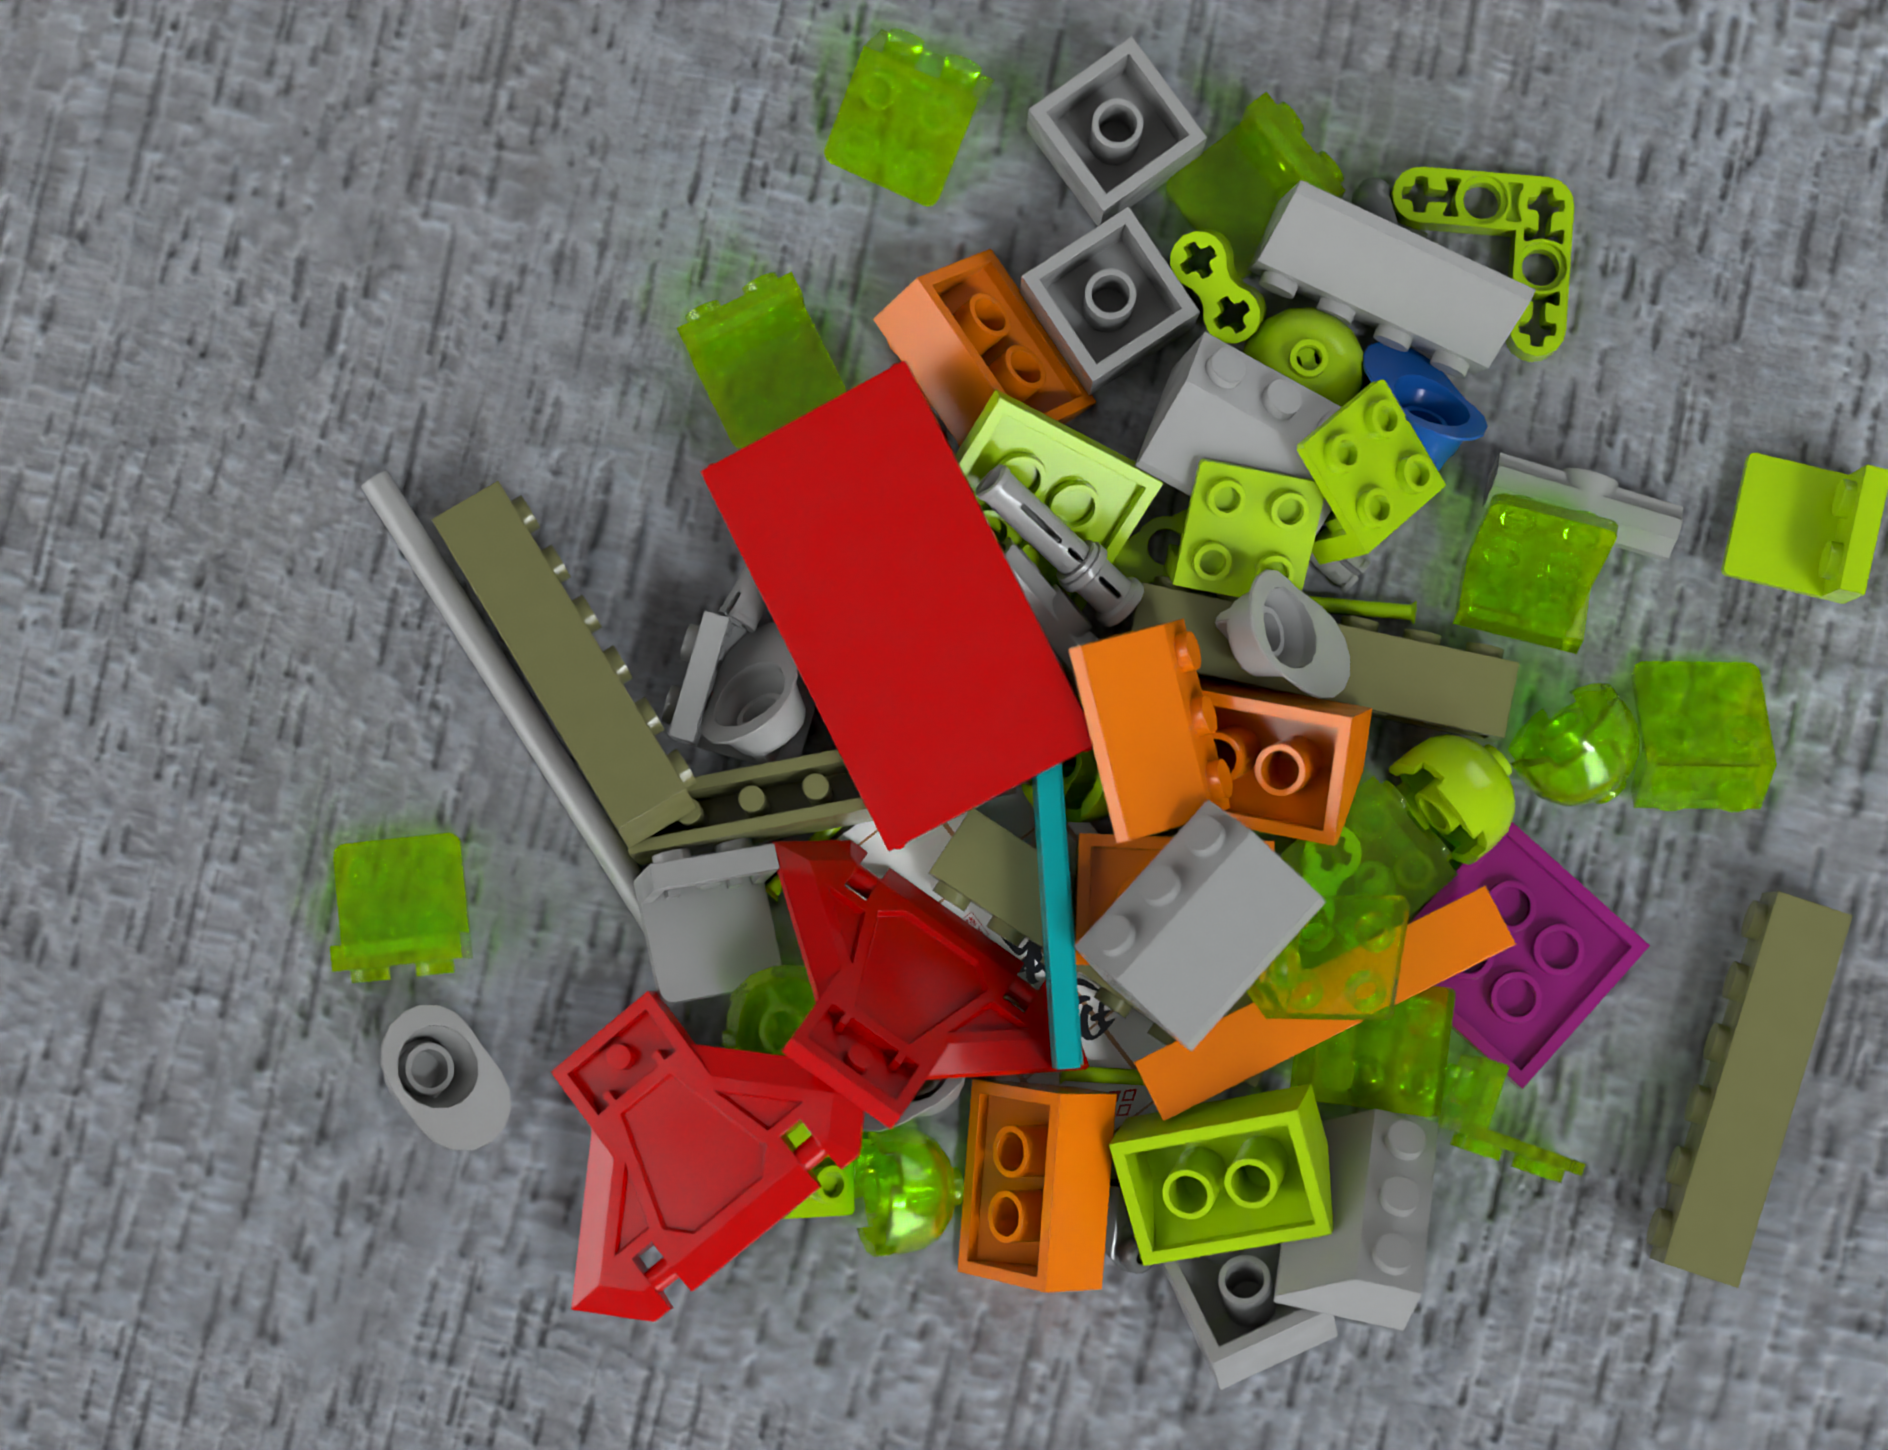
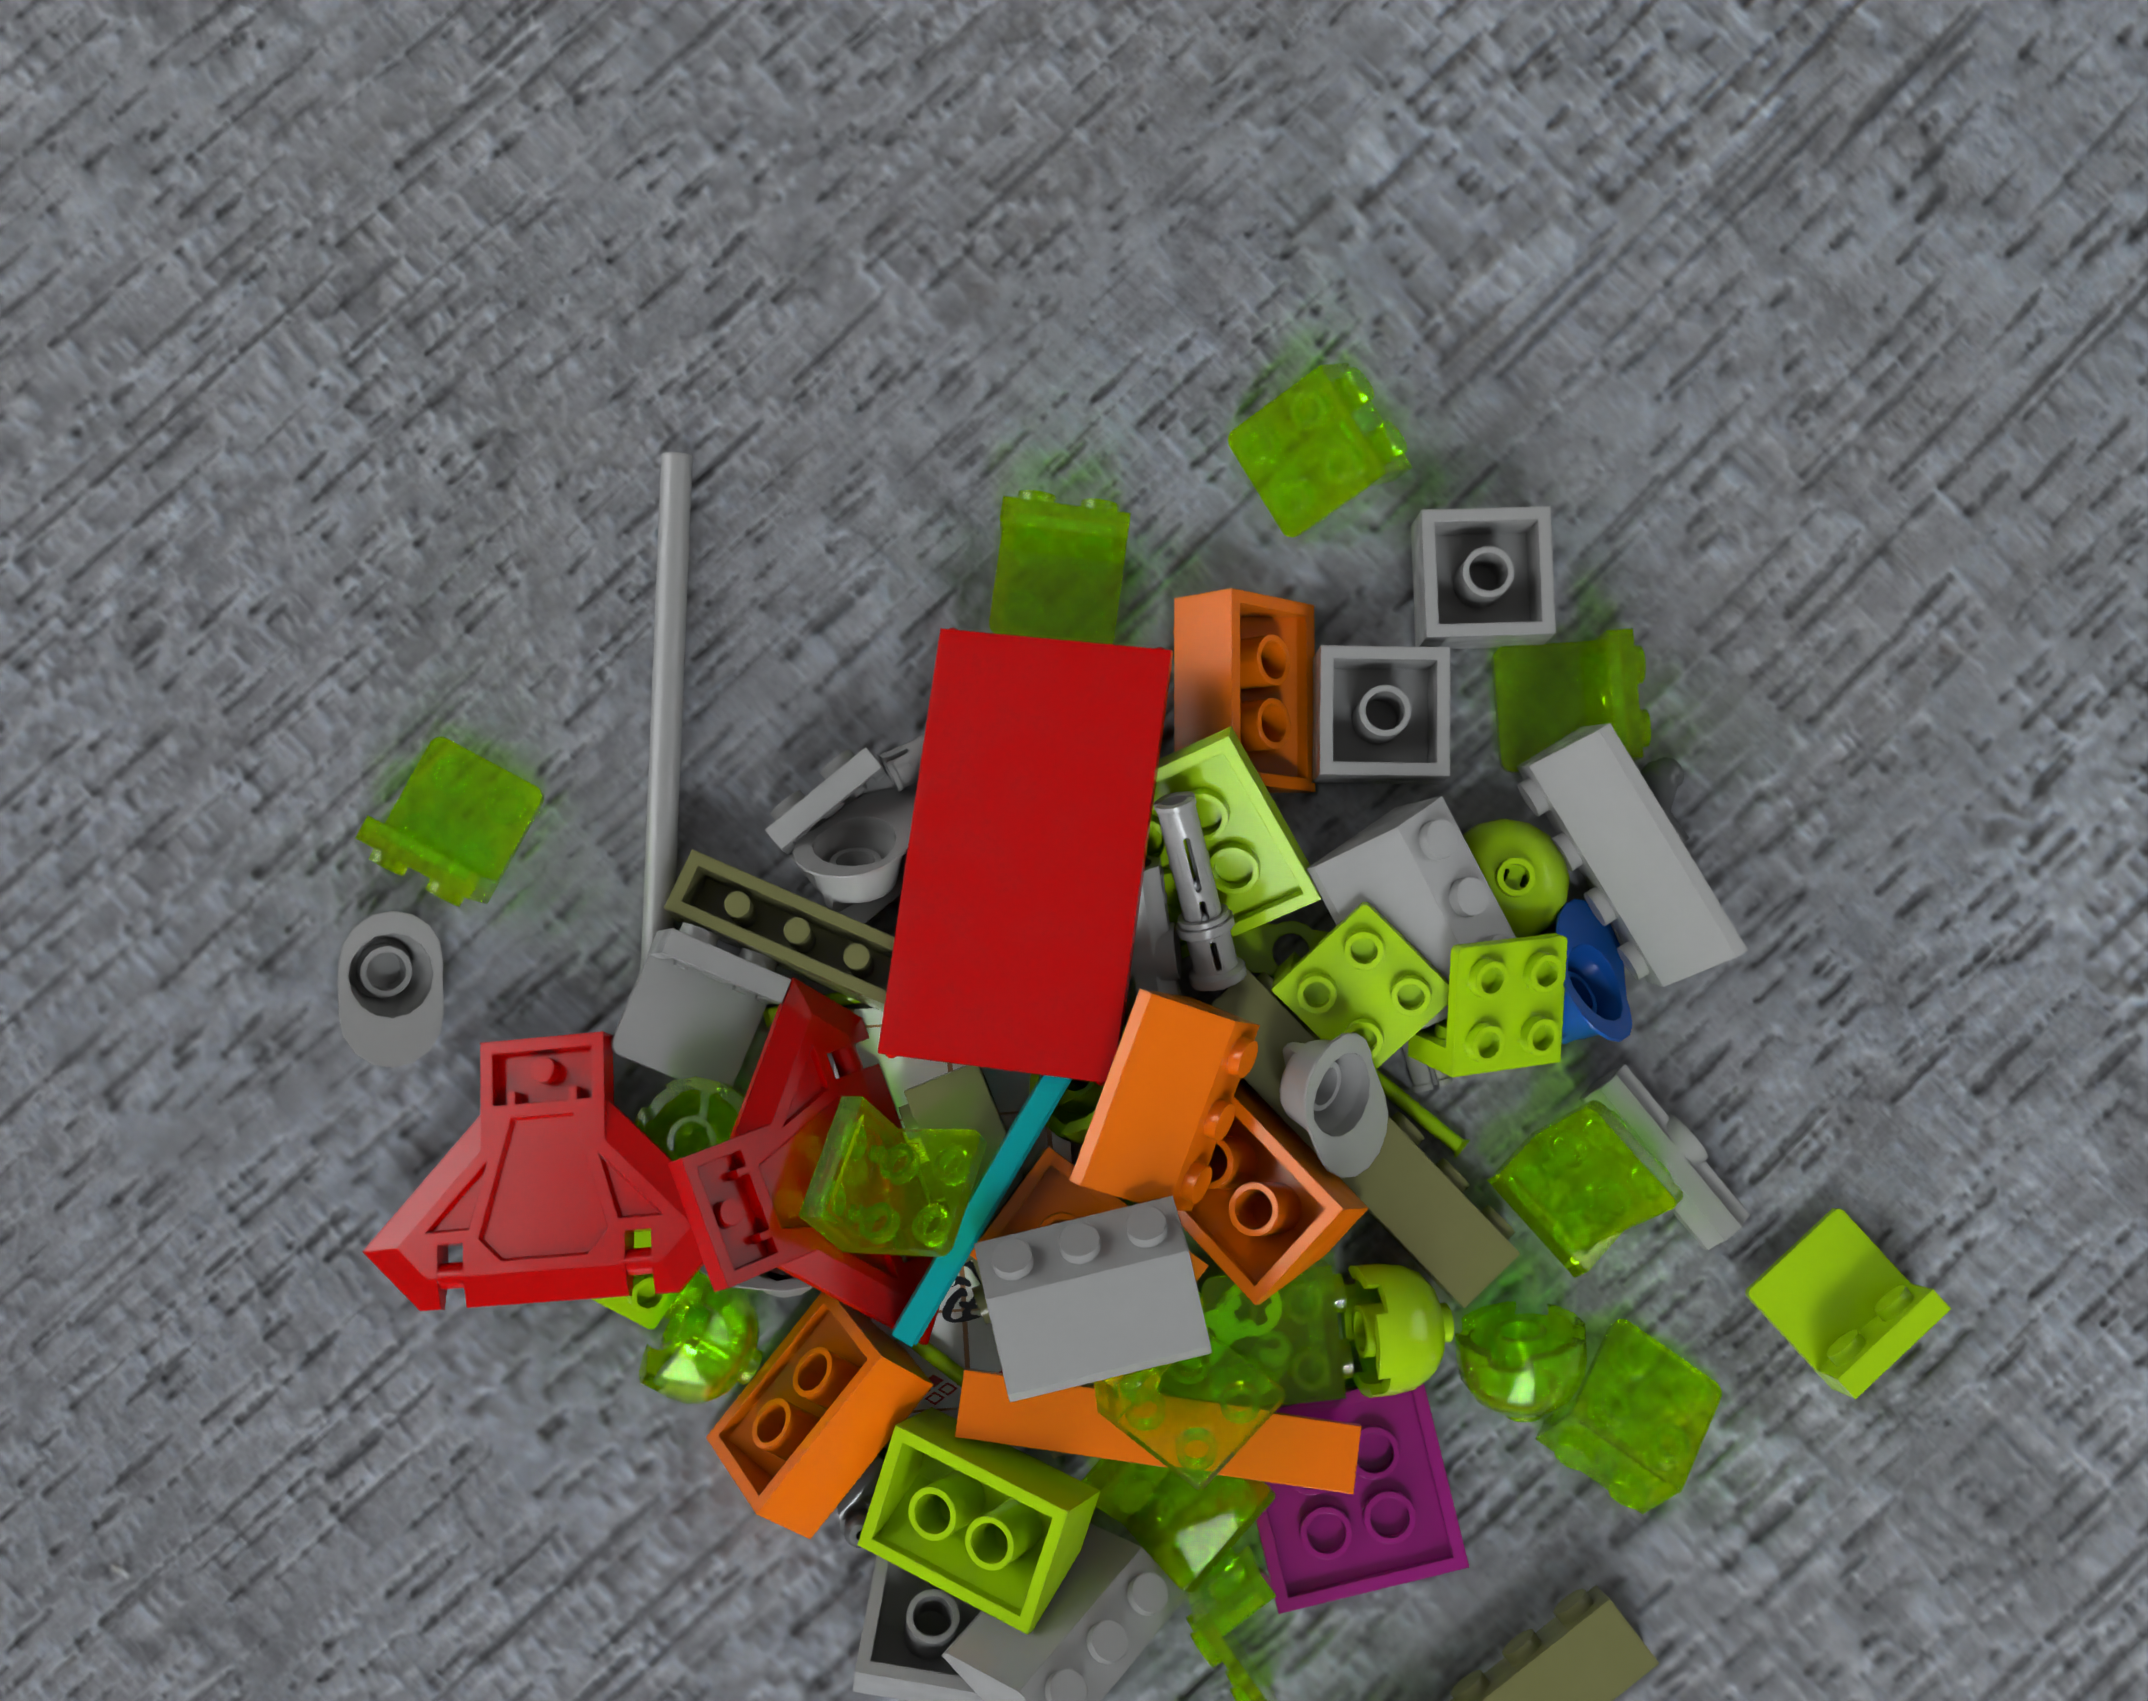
camera: 35 degrees right, 0 degrees up
(565, 664) = (720, 713): olive brick -> none
(974, 952) = (891, 1185): none -> clear neon green bracket
(1218, 285) = (1480, 763): lime axle -> none
(1511, 220) = (1768, 874): lime beam -> none

